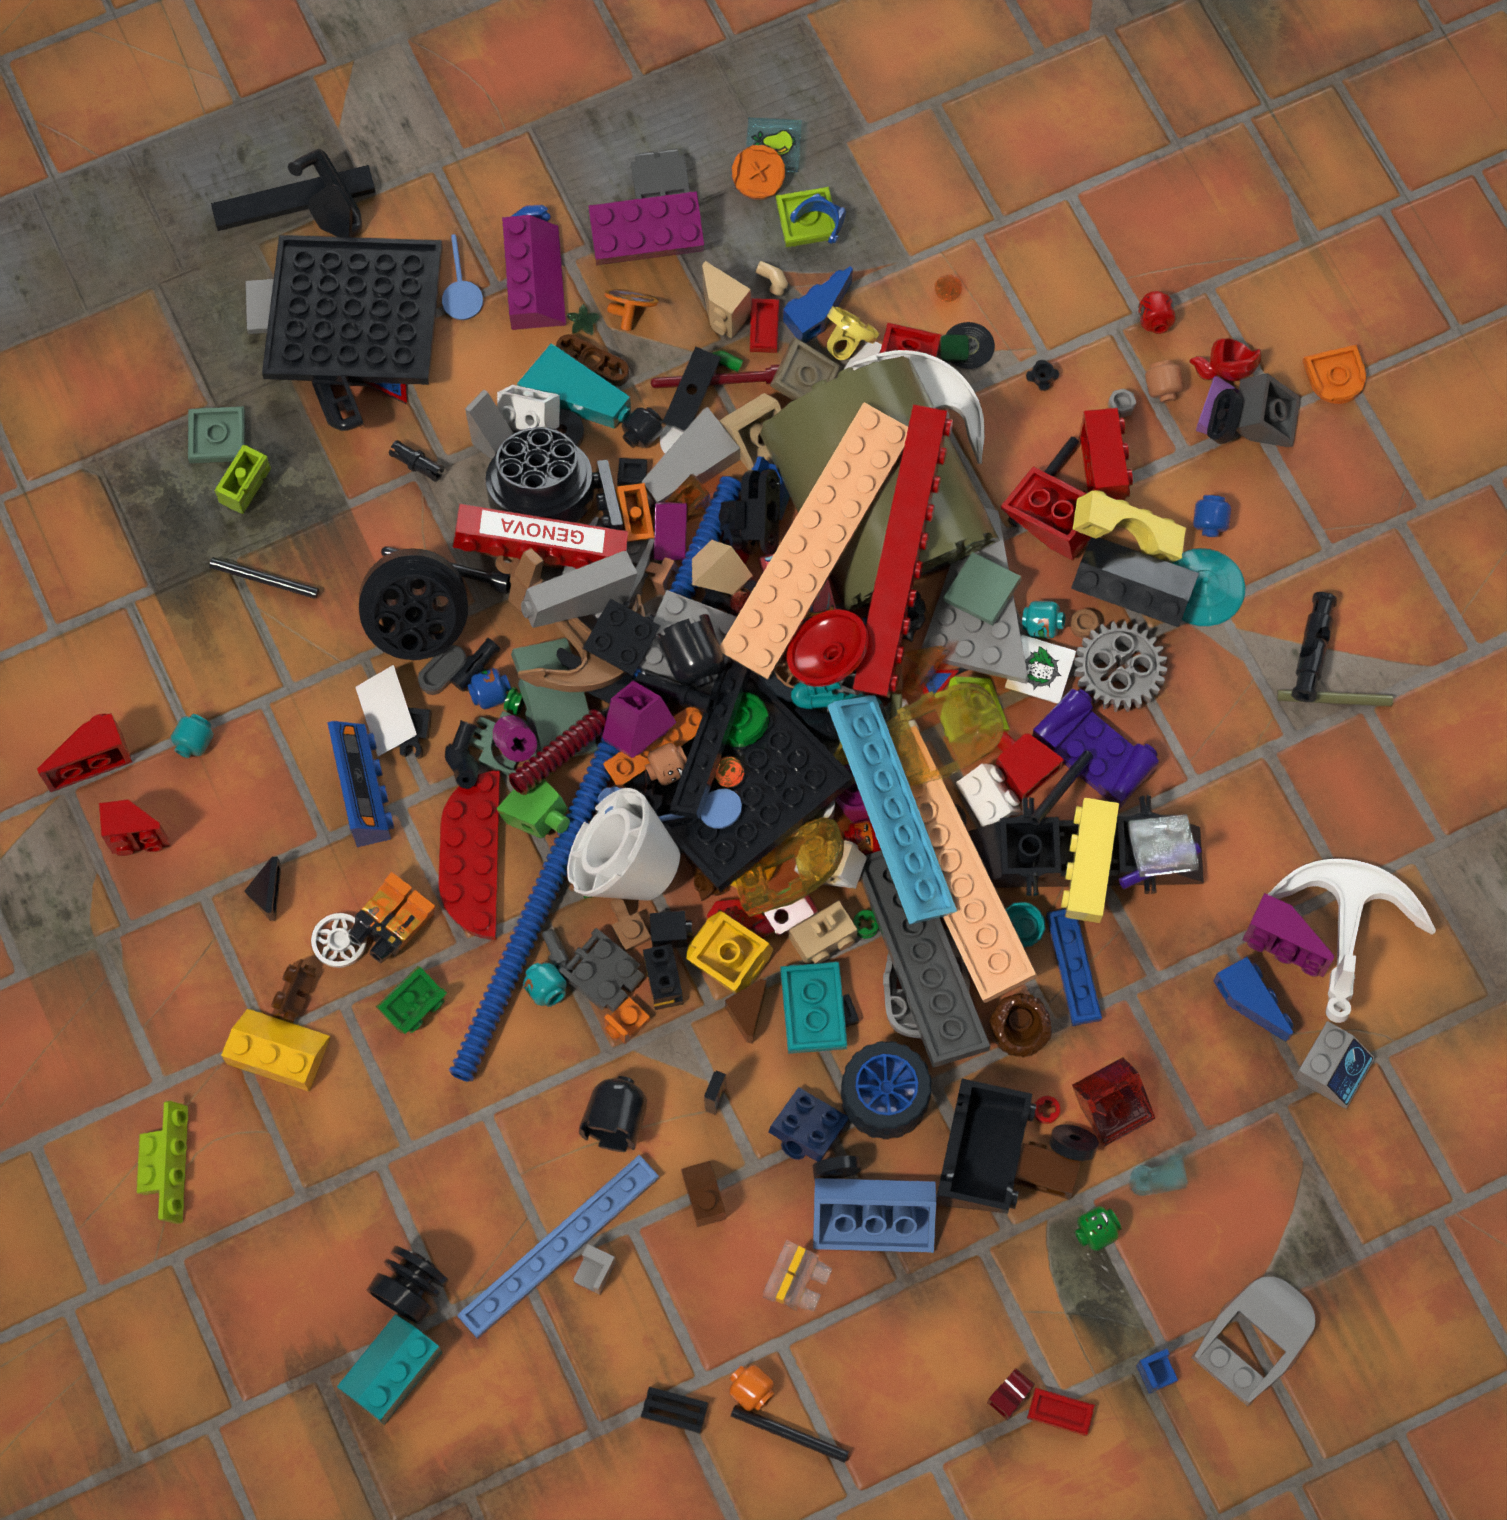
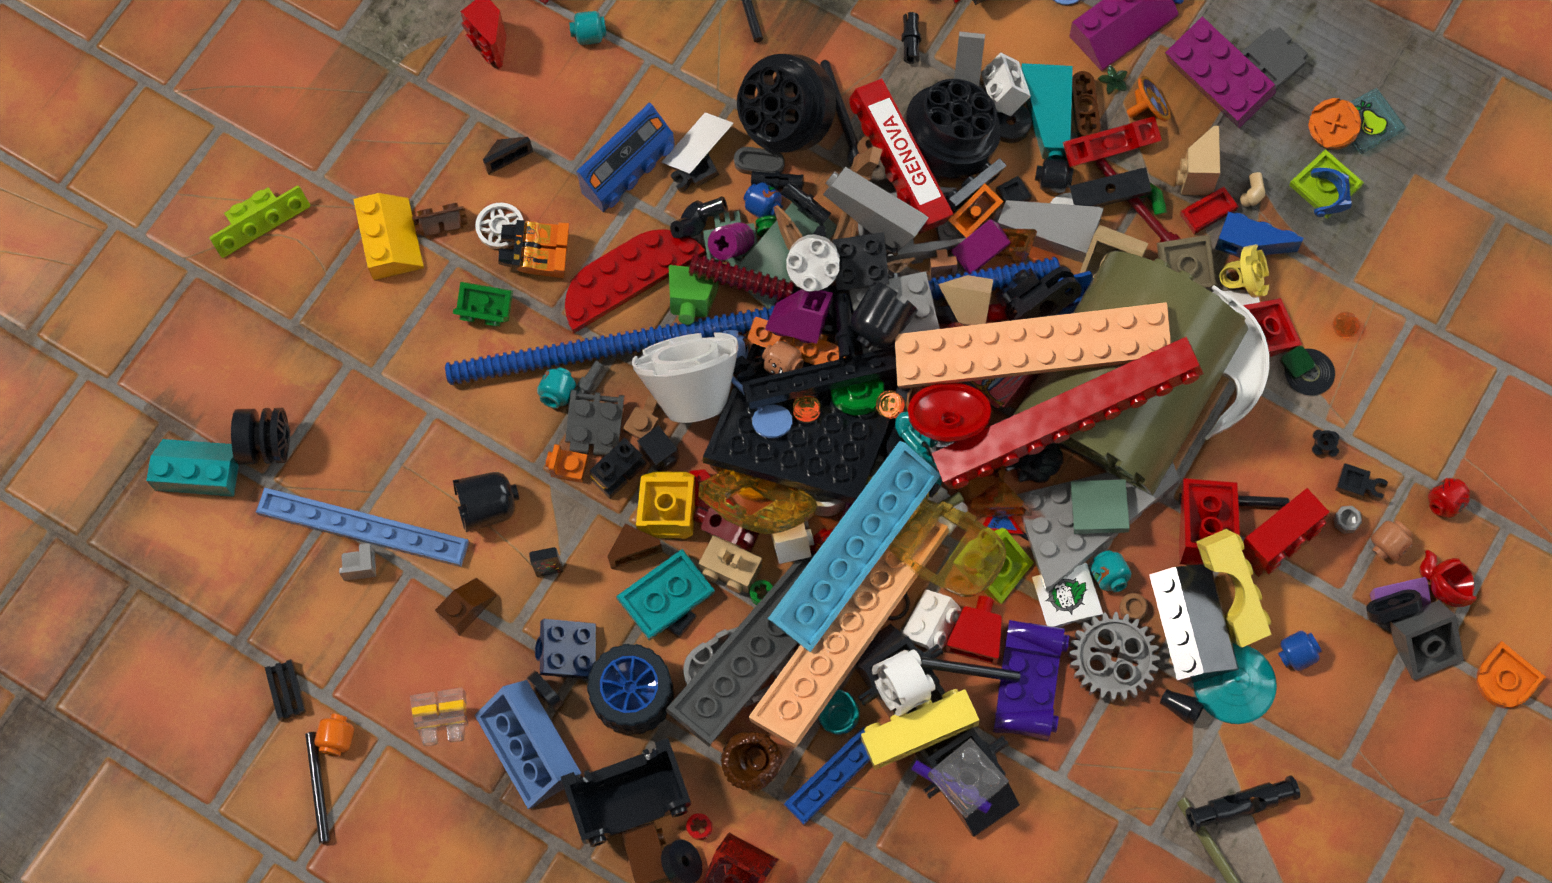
camera: 60 degrees right, 0 degrees up
(528, 648) = (805, 203): none -> black pin
(599, 675) = (813, 262): none -> white brick
(645, 358) = (1112, 141): none -> red slope
(776, 698) = (890, 404): none -> clear yellow tile
(1046, 843) = (903, 682): none -> white brick
(1095, 374) = (1356, 482): none -> black plate
(1199, 639) = (1184, 706): none -> black cone

